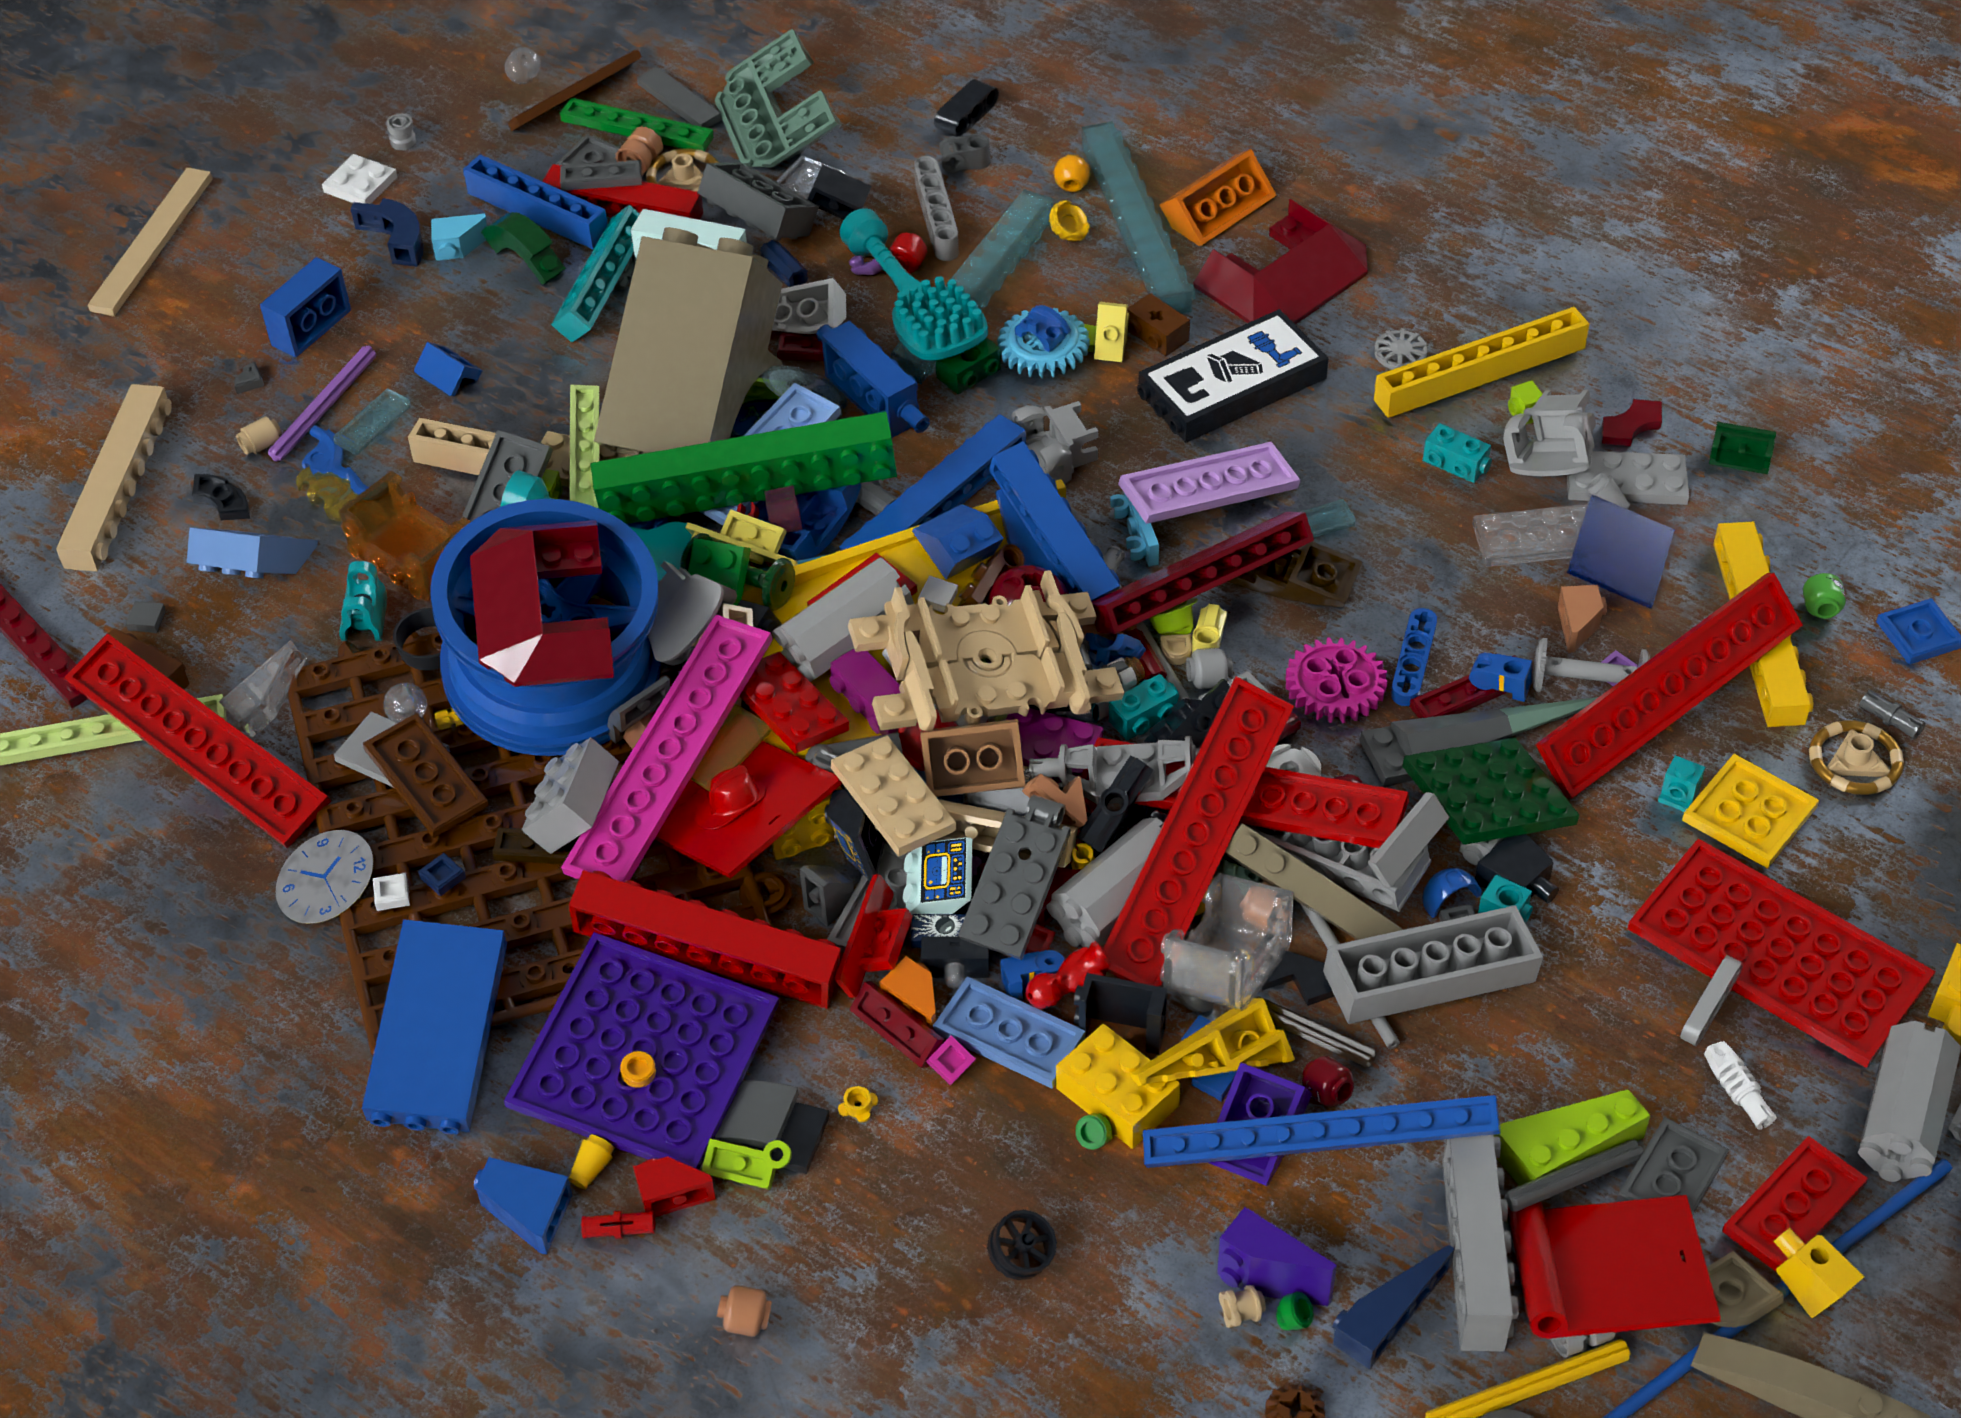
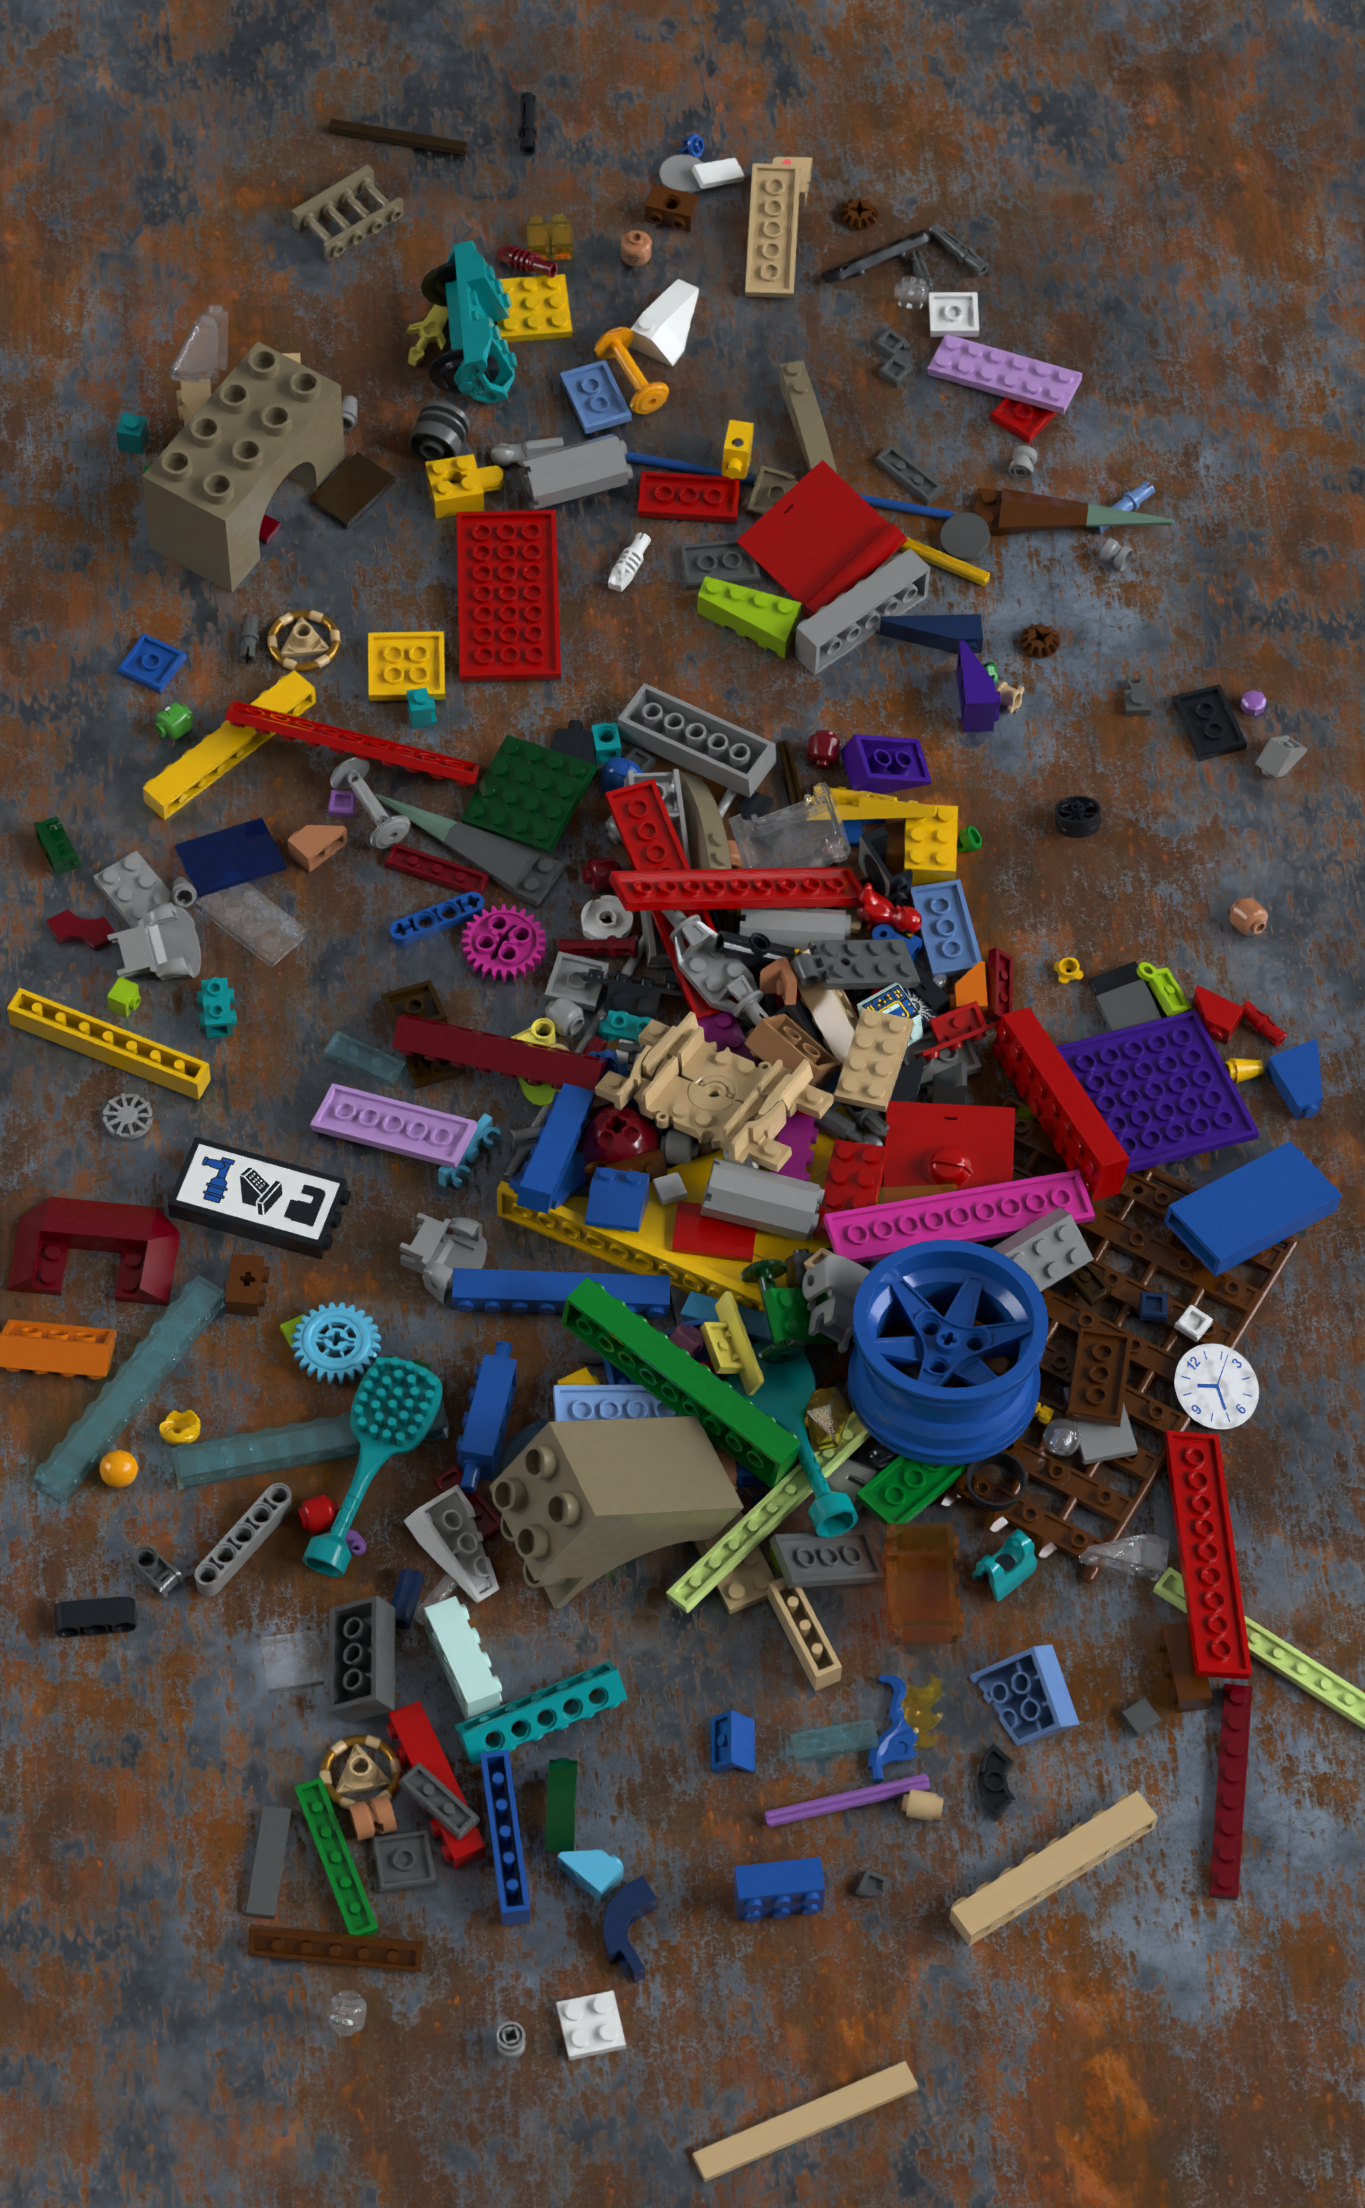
camera: 135 degrees left, 10 degrees up
(509, 609) = (981, 1323): dark red slope -> none
(638, 1069) = (1171, 1077): light orange tile -> none
(753, 116) = (251, 1769): sand green slope -> none
(838, 192) = (297, 1611): black brick -> none
(950, 1060) = (995, 938): dark pink plate -> none
(1045, 325) = (337, 1337): blue piece -> none
(1111, 331) = (285, 1301): light yellow brick -> none
(1322, 1131) = (876, 707): blue plate -> none
(1408, 839) = (646, 772): light grey tile -> none
(1502, 674) = (420, 845): blue leg -> none
(1573, 1175) = (801, 595): dark grey axle -> none
(1711, 1000) = (571, 599): light grey beam -> none

